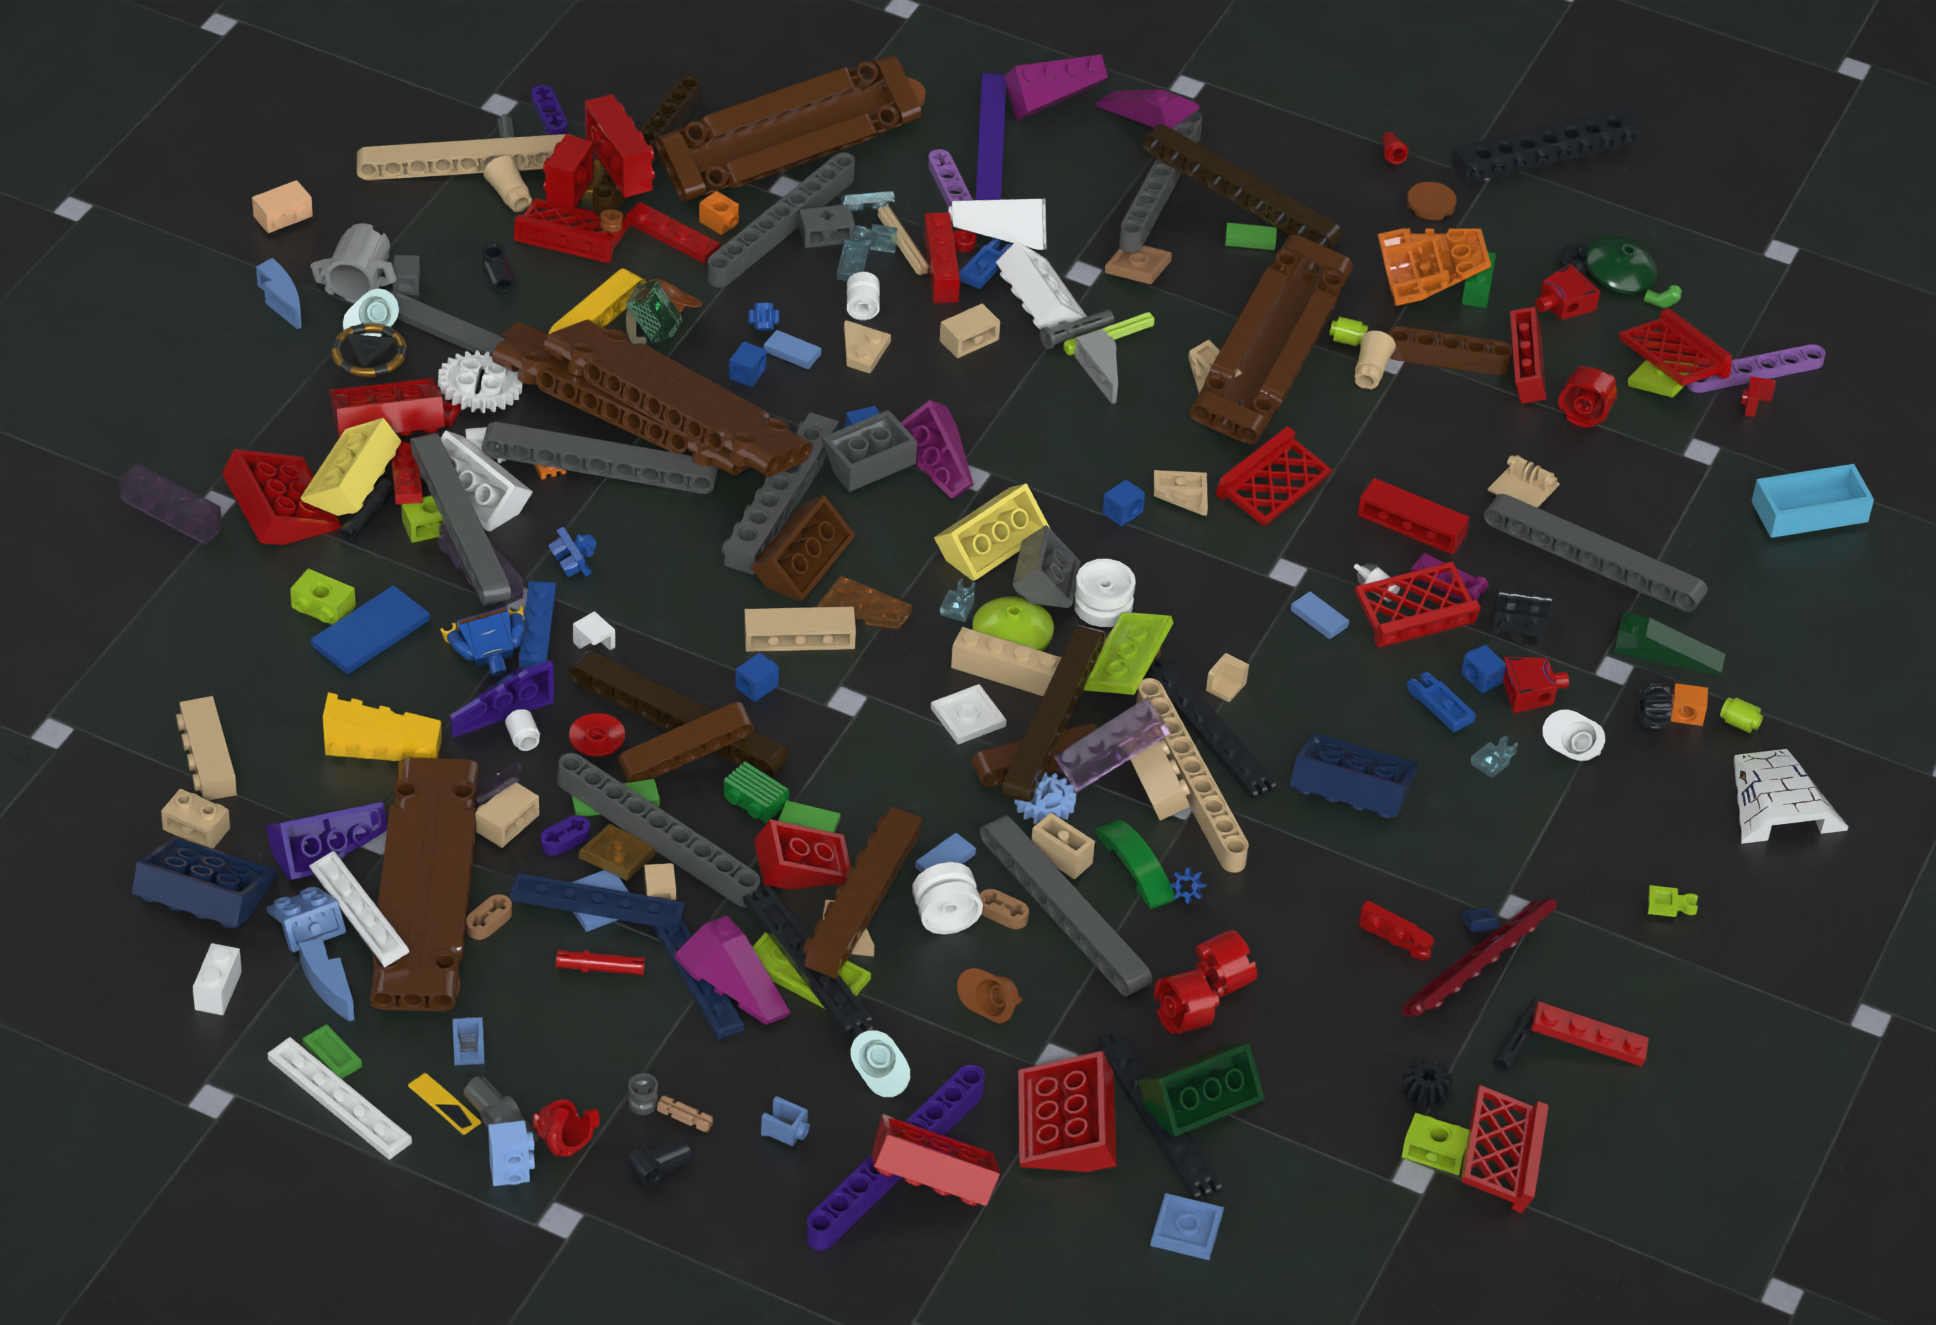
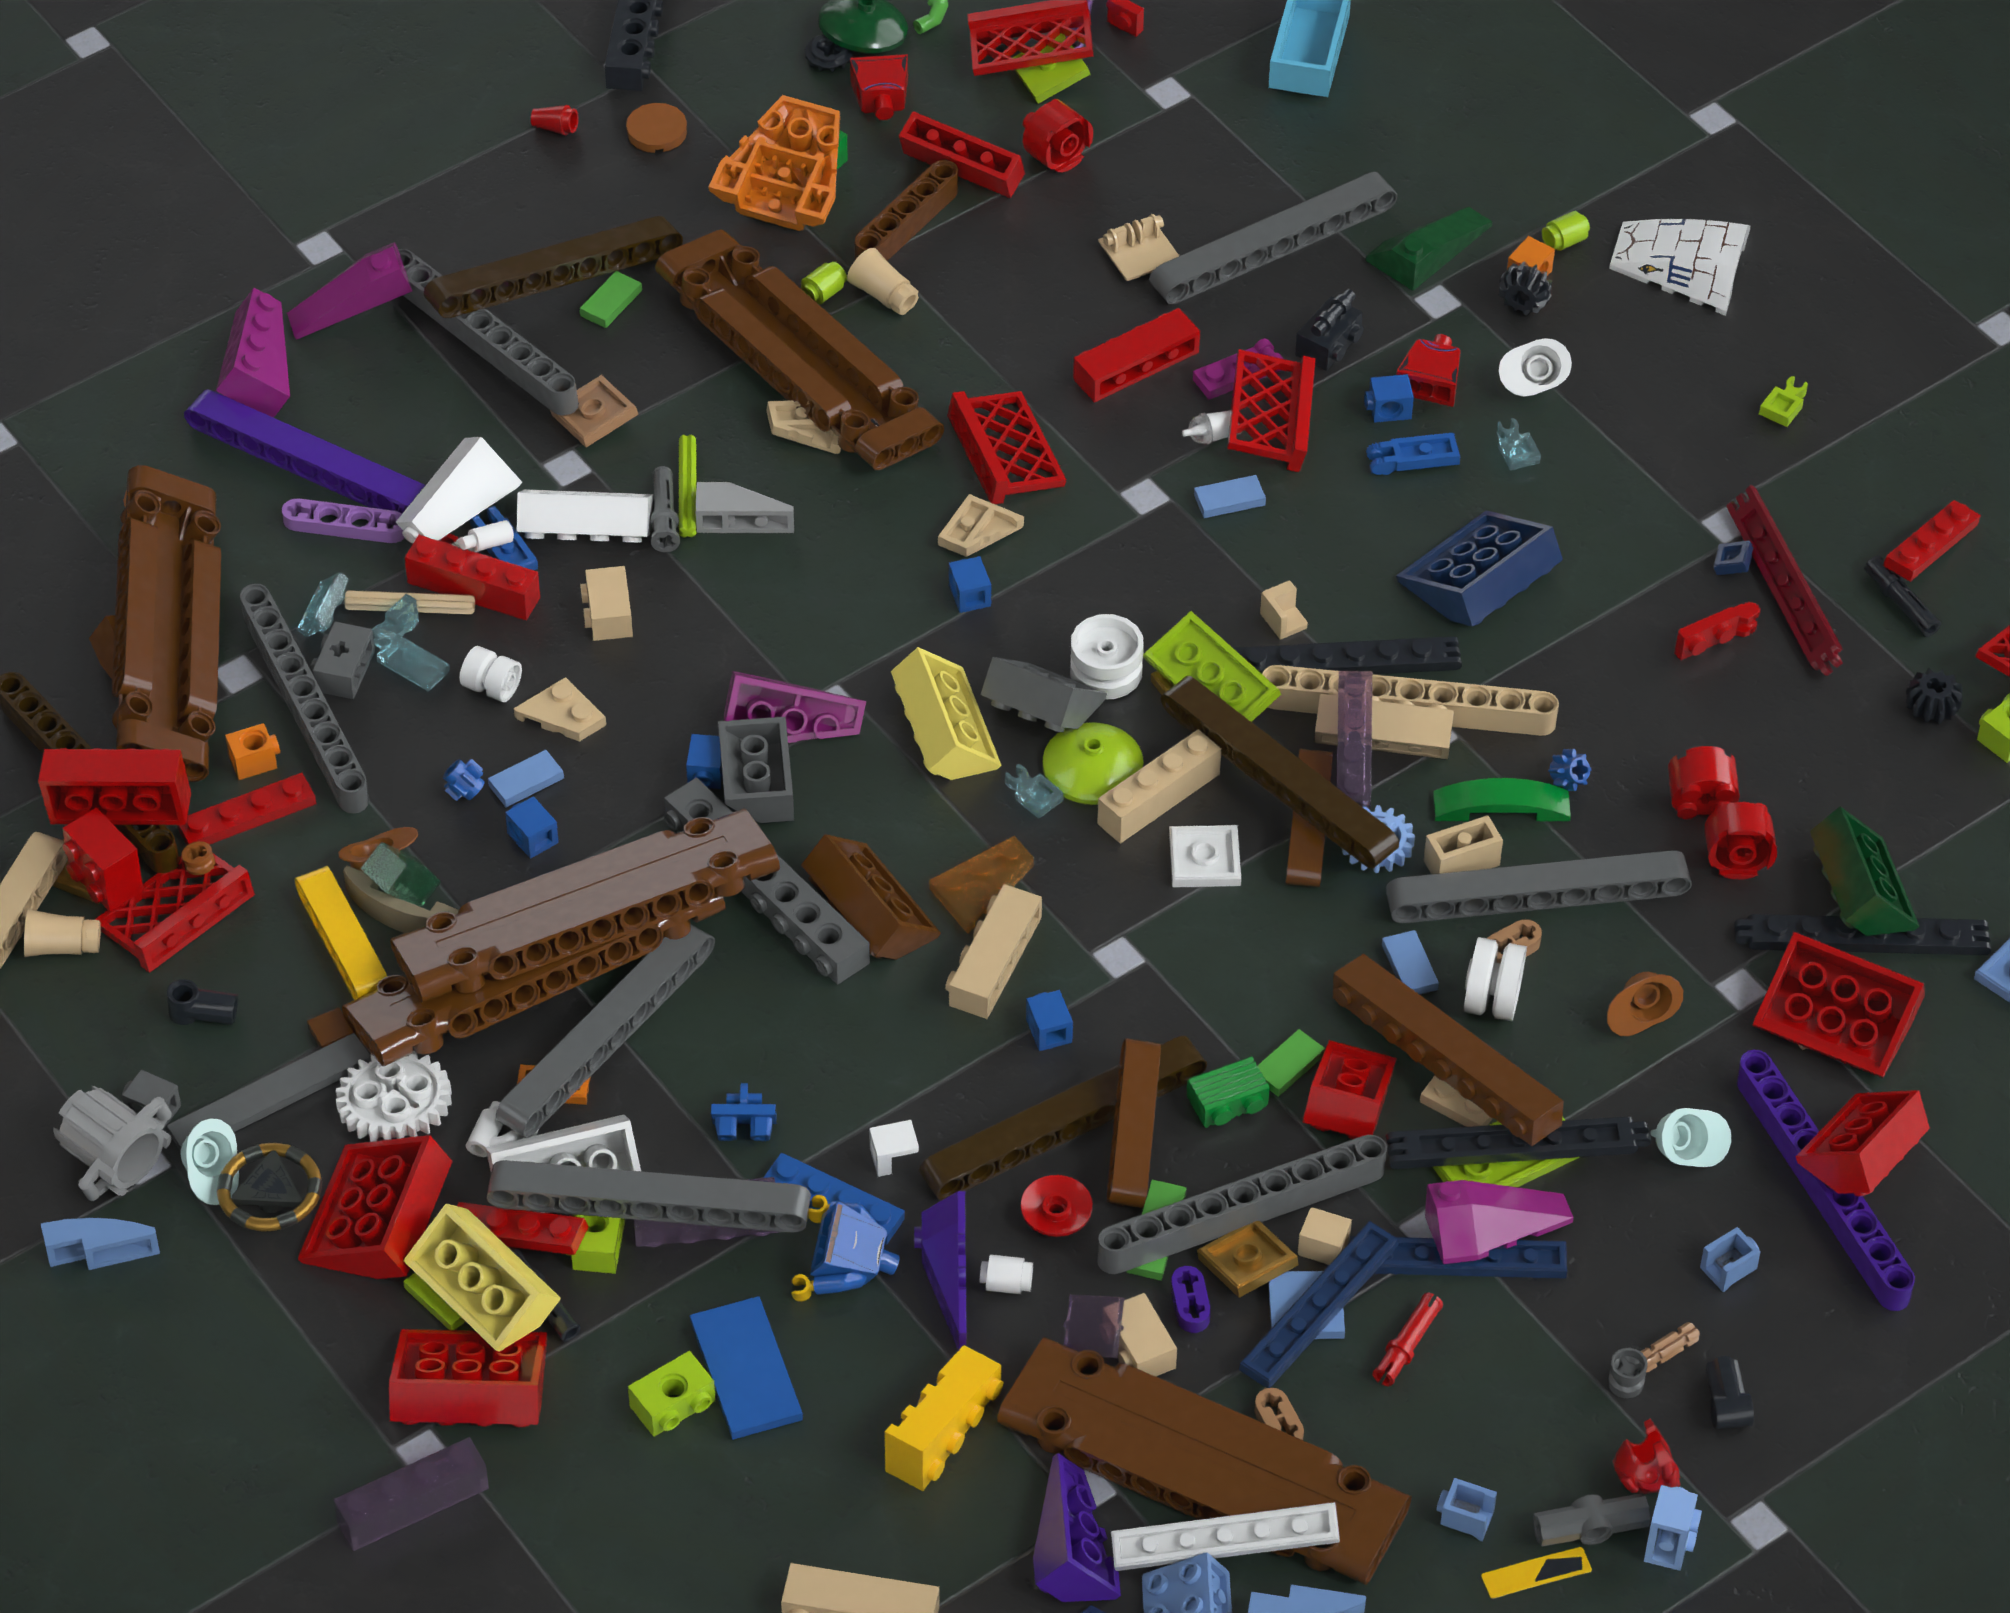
camera: 60 degrees left, 5 degrees up
(968, 243) = (486, 537): none -> white plant

